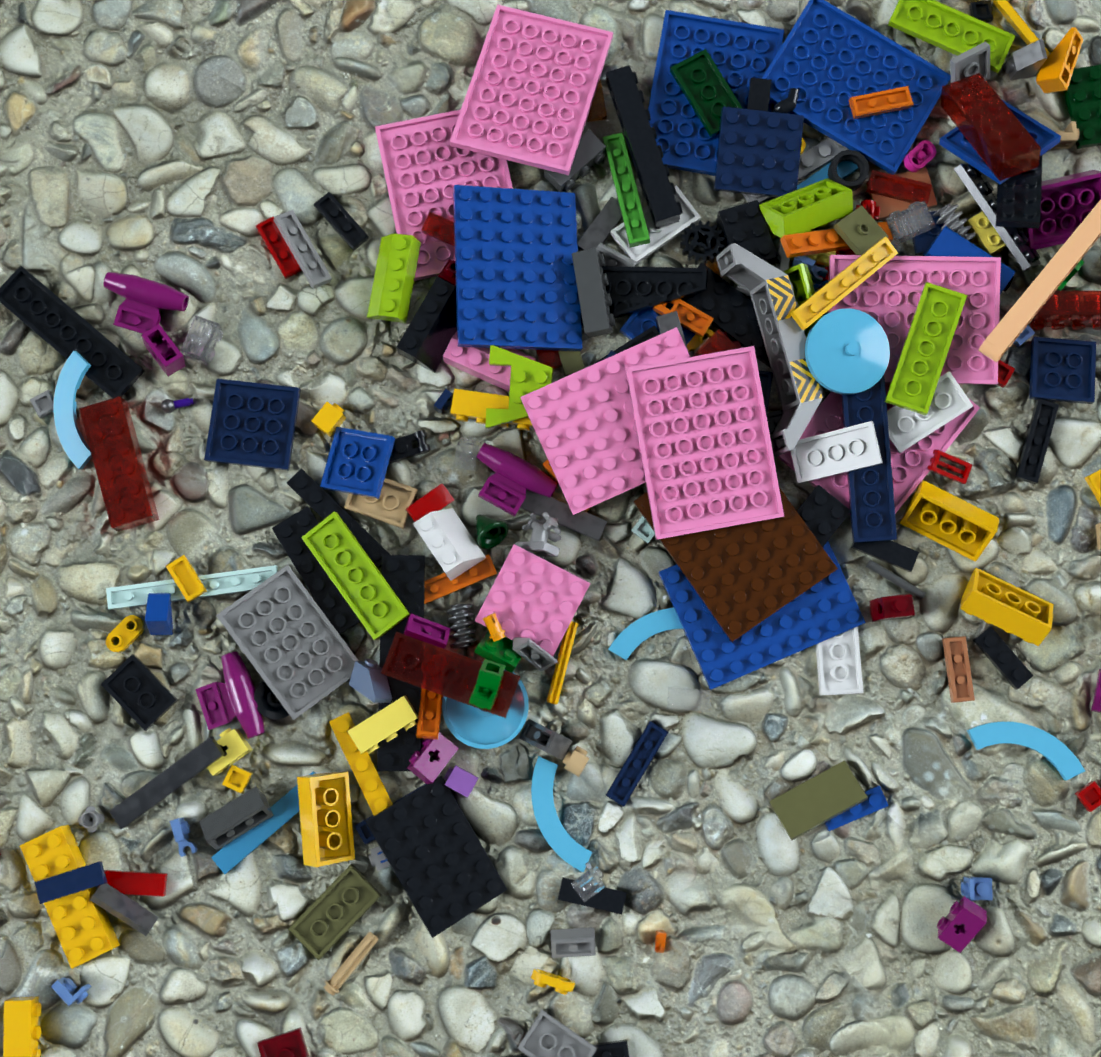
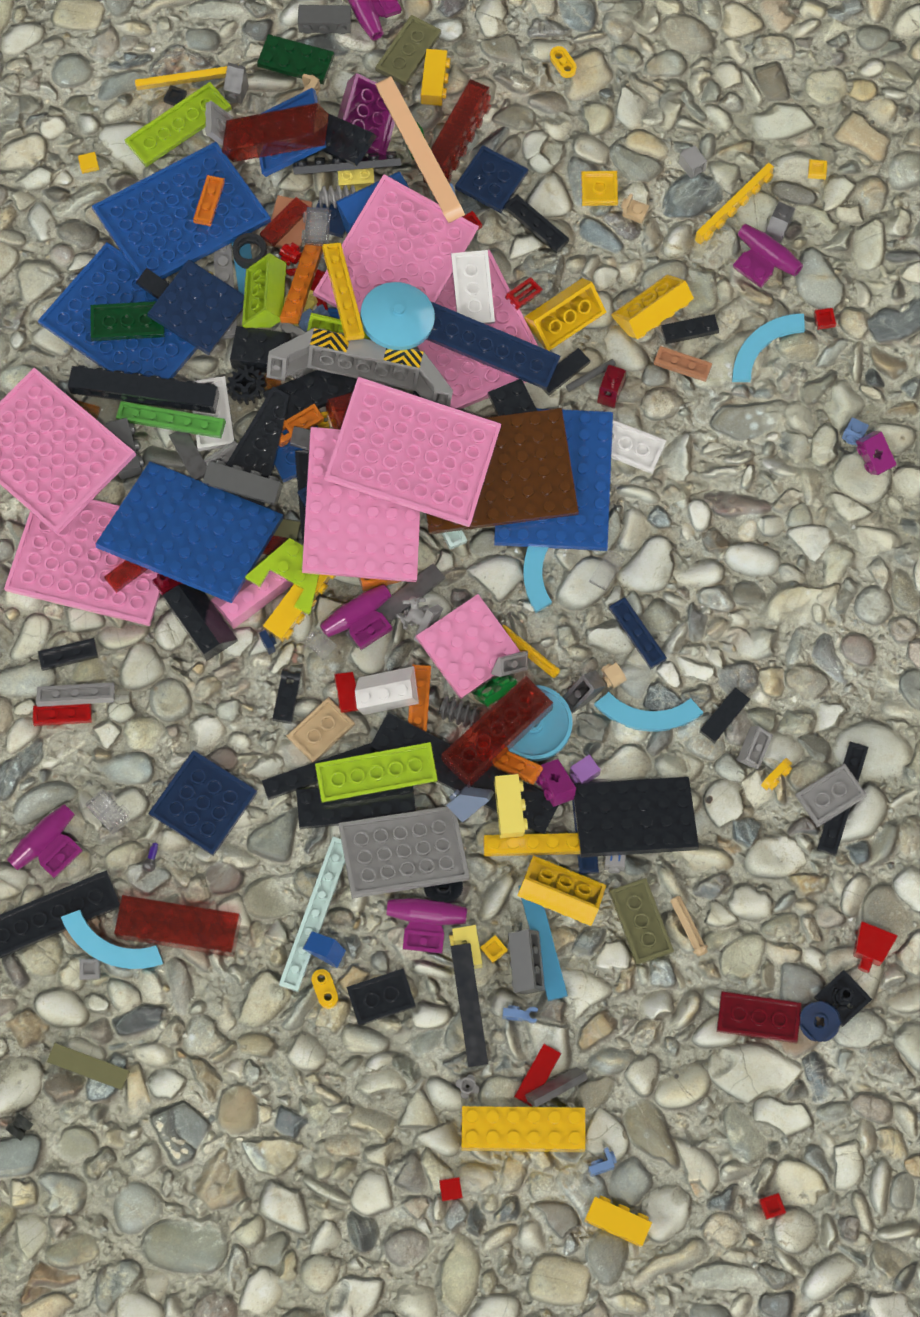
camera: 60 degrees left, 10 degrees down
(70, 882) = (514, 1113): dark blue tile -> none
(163, 350) = (100, 844): magenta brick -> none
(186, 578) = (306, 912): yellow tile -> none
(329, 418) = (232, 738): yellow brick -> none
(357, 462) = (282, 731): blue plate -> none
(394, 278) = (142, 632): lime slope -> none
(427, 631) = (450, 735): magenta plate -> none
(487, 684) = (520, 699): green brick -> none
(490, 532) = (393, 655): dark green hat -> none
(494, 627) = (475, 682): light orange pin -> none
(589, 883) = (713, 708): clear bracket -> none
(660, 941) = (785, 679): orange tile -> none
(788, 104) = (173, 265): black arm -> none
(818, 800) = (732, 511): olive tile -> none
(836, 452) = (471, 364): white plate -> none
(859, 230) = (305, 263): olive plate -> none
(875, 802) = (751, 490): blue plate -> none
(920, 156) = (267, 195): dark pink plate -> none
(925, 348) = (425, 260): lime plate -> none
(1060, 64) = (257, 66): light orange slope -> none

